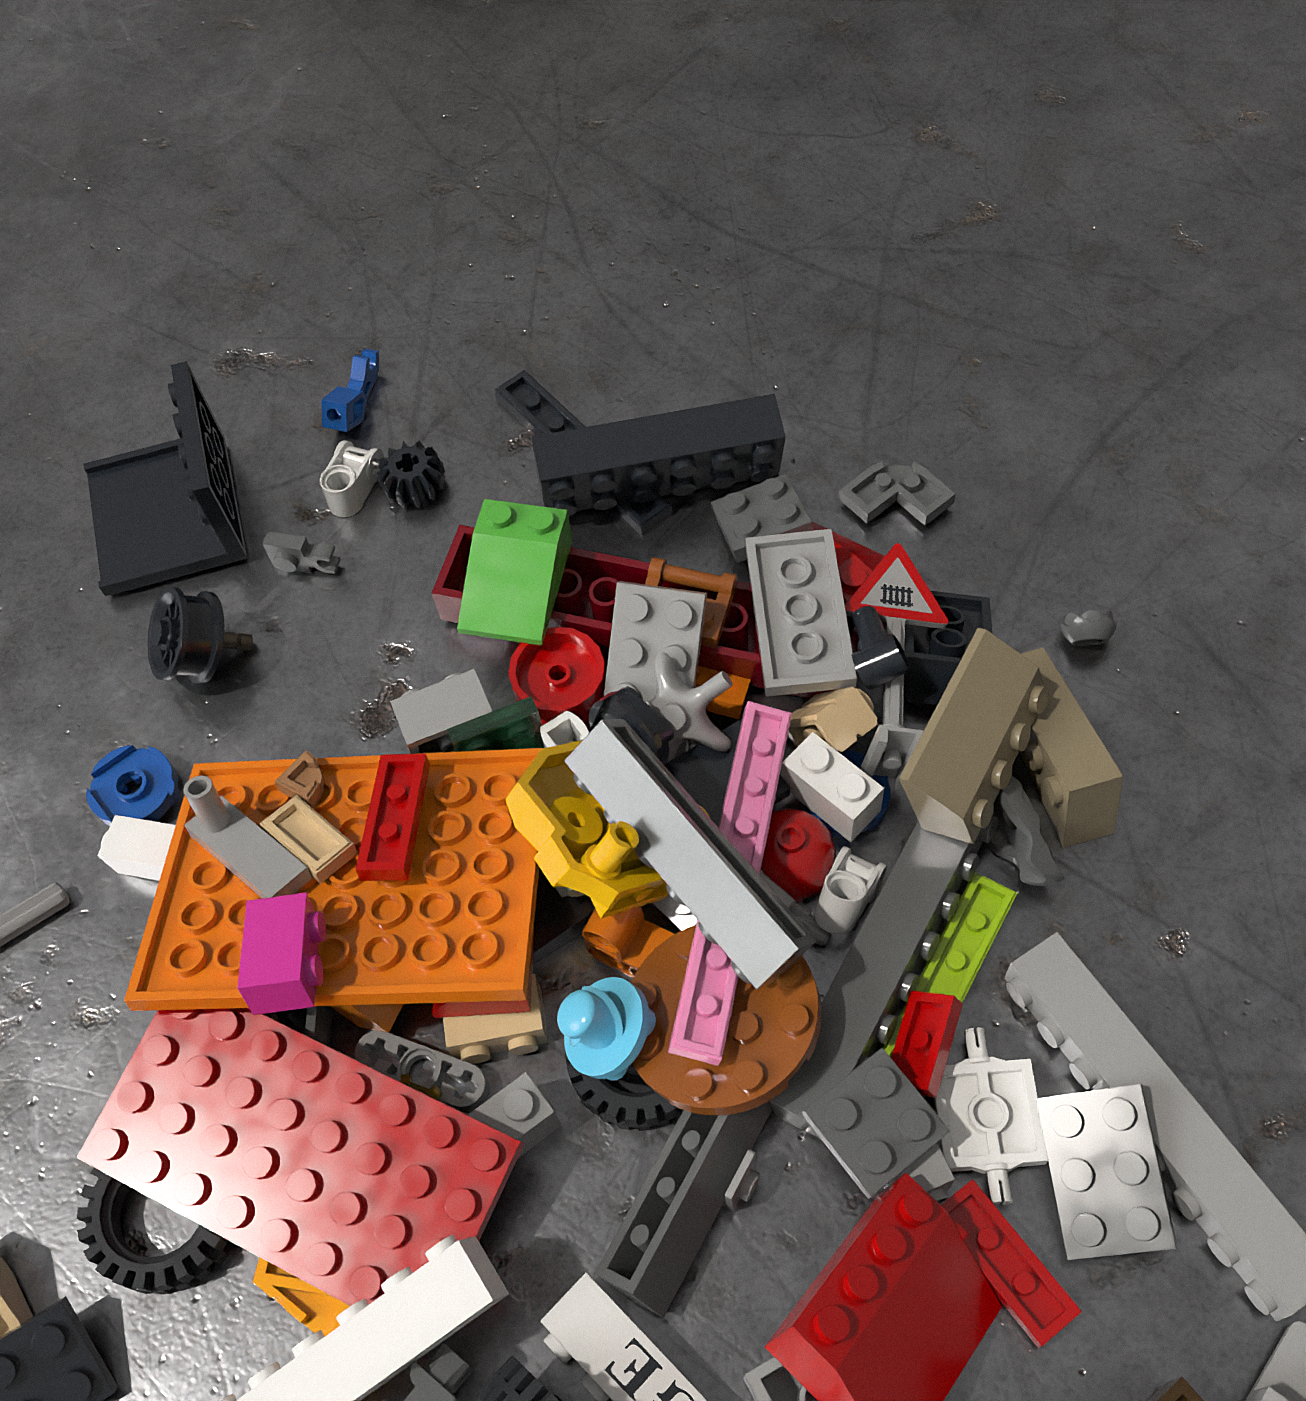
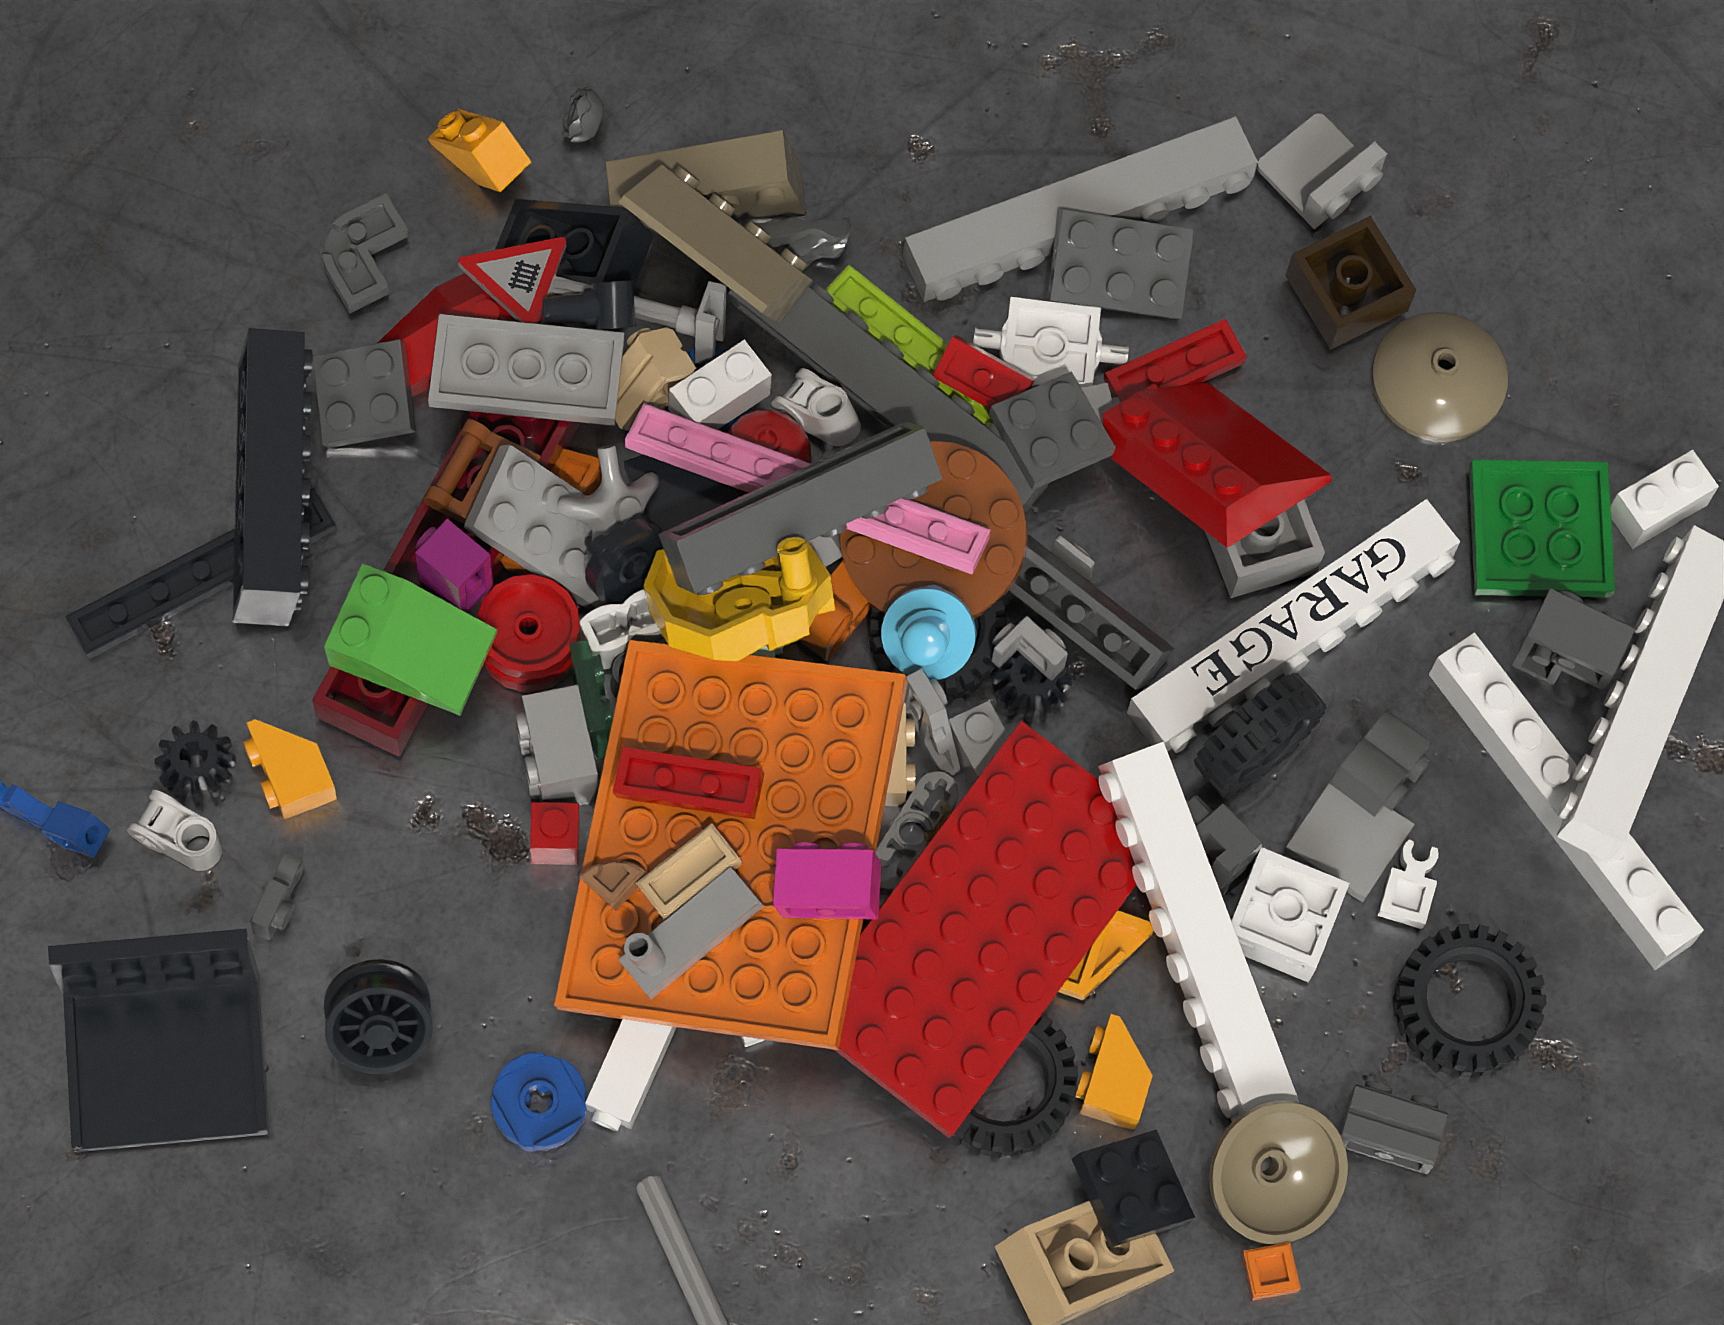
camera: 95 degrees left, 10 degrees up
(165, 1337) = (1118, 1080): none -> light orange slope
(374, 735) = (554, 833): none -> red brick
(413, 538) = (293, 769): none -> light orange slope
(534, 1050) = (926, 705): none -> light grey wing
(578, 581) = (453, 566): none -> magenta brick
(580, 1171) = (1037, 696): none -> black gear
(616, 1153) = (1040, 647): none -> light grey bracket
(1023, 554) = (480, 148): none -> light orange slope

